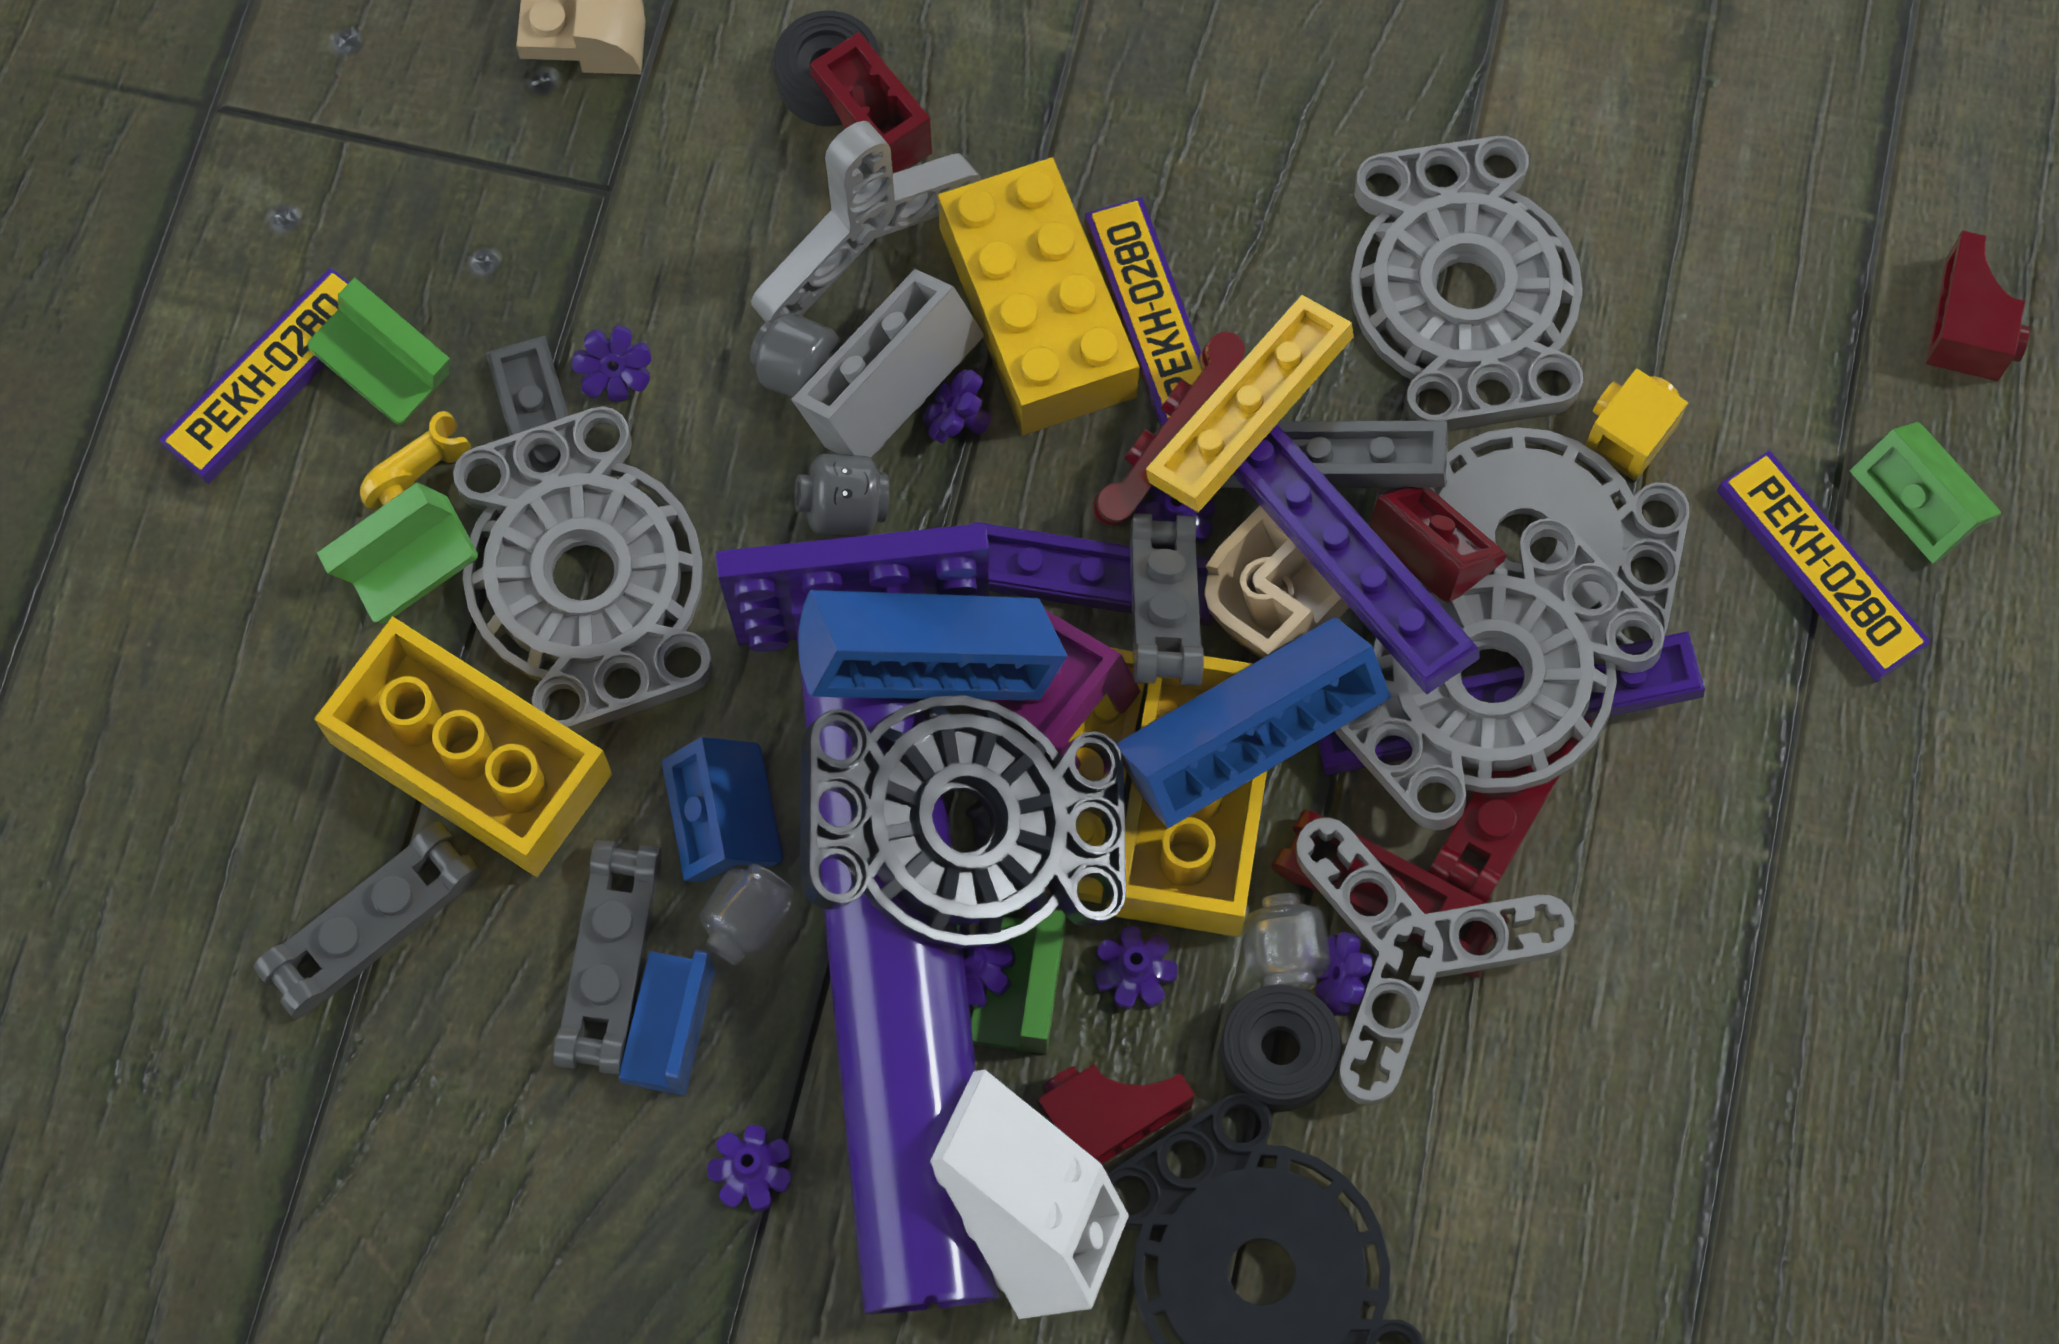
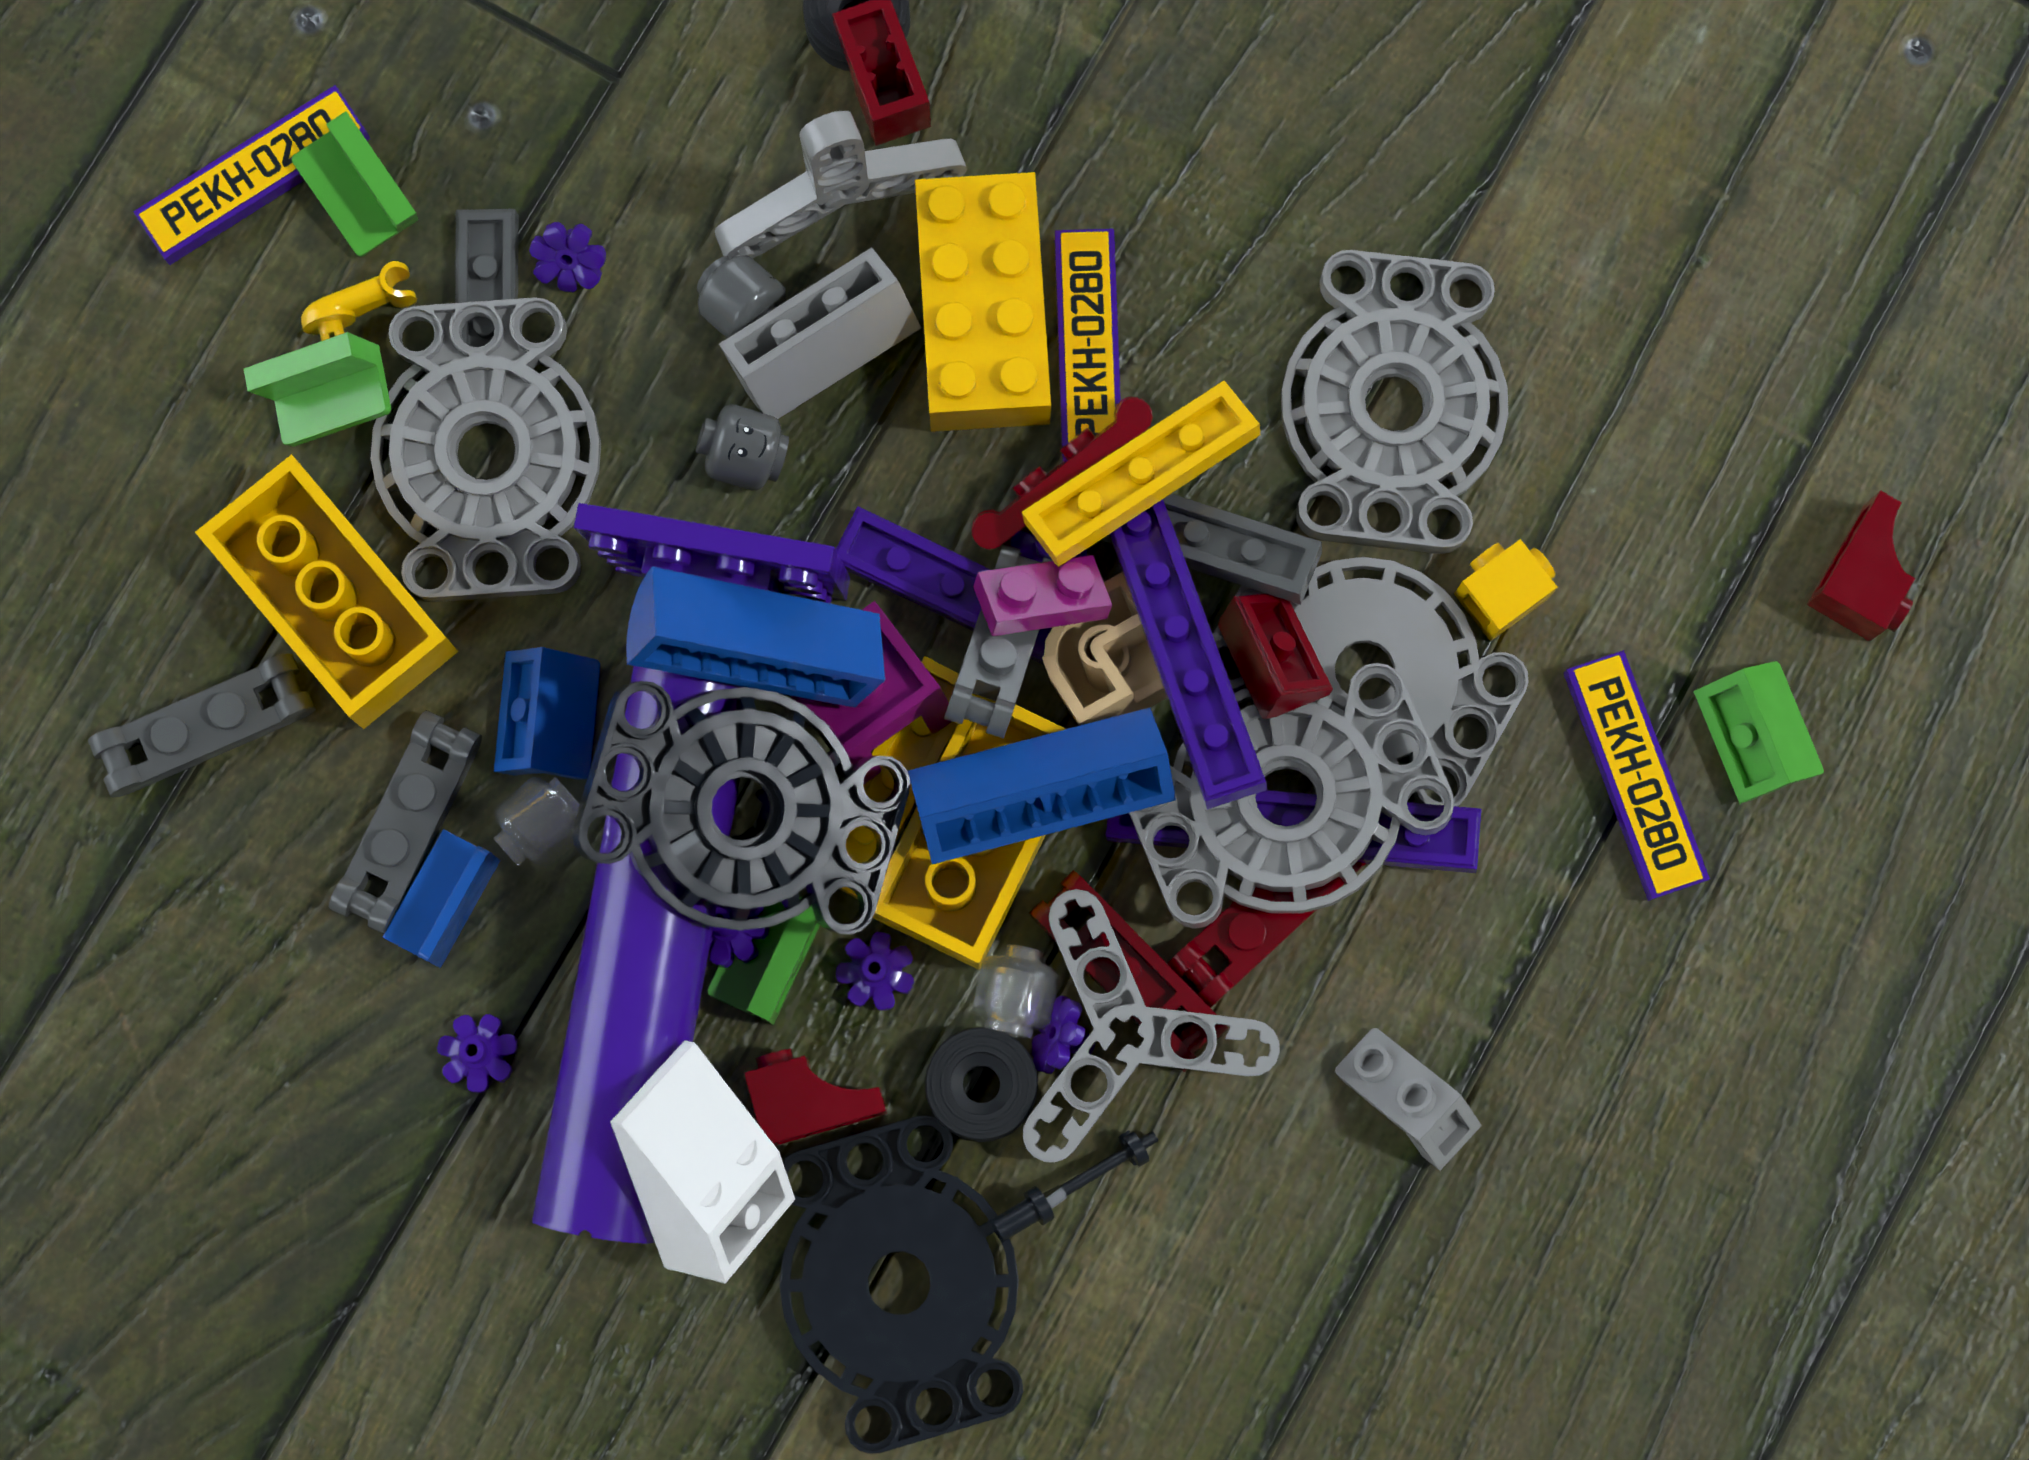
camera: 15 degrees right, 10 degrees up
(957, 408) = (874, 391): dark purple plant -> none
(1191, 544) = (1042, 595): none -> magenta plate
(1380, 1149) = (1039, 1205): none -> black piece
(1715, 930) = (1409, 1096): none -> light grey bracket

